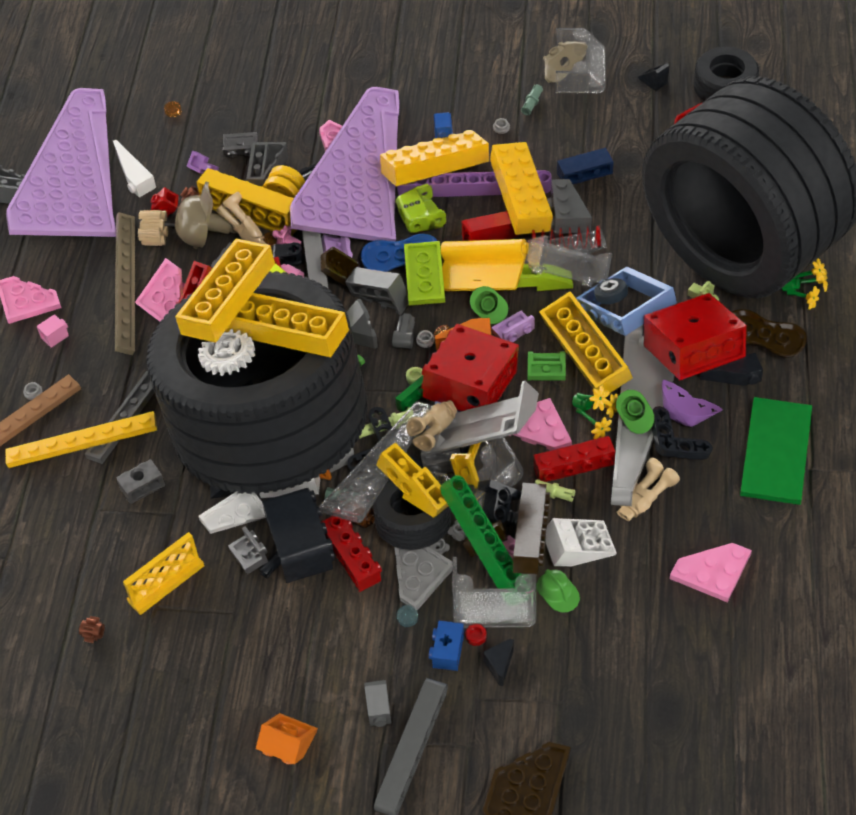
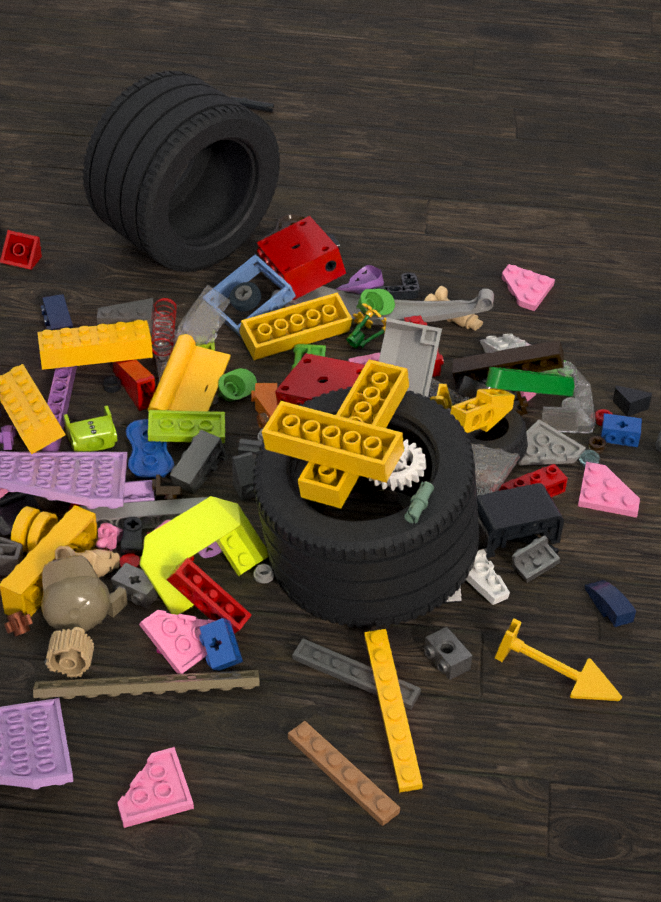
camera: 95 degrees left, 10 degrees down
(32, 390) = (310, 764): light grey plate -> none
(53, 330) = (218, 752): bright pink brick -> none
(91, 629) = (639, 683): copper gear -> none
(101, 593) = (589, 683): none -> yellow piece
(149, 317) = (228, 651): none -> blue brick
(161, 583) = (566, 626): yellow fence -> none
(165, 201) = (27, 639): red brick -> none
(181, 373) = (419, 502): none -> sand green pin
(195, 614) = (611, 602): none -> dark blue slope
(211, 251) = (118, 601): none -> dark tan plate
(356, 626) = (606, 492): none -> bright pink plate
(428, 617) = (597, 441): none -> dark brown bush
(514, 327) = (265, 371): lavender bracket -> none
(558, 491) = (449, 362): yellowish green pin -> none
(697, 290) = (236, 261): yellowish green piece -> none
(776, 451) = (407, 245): green tile -> none

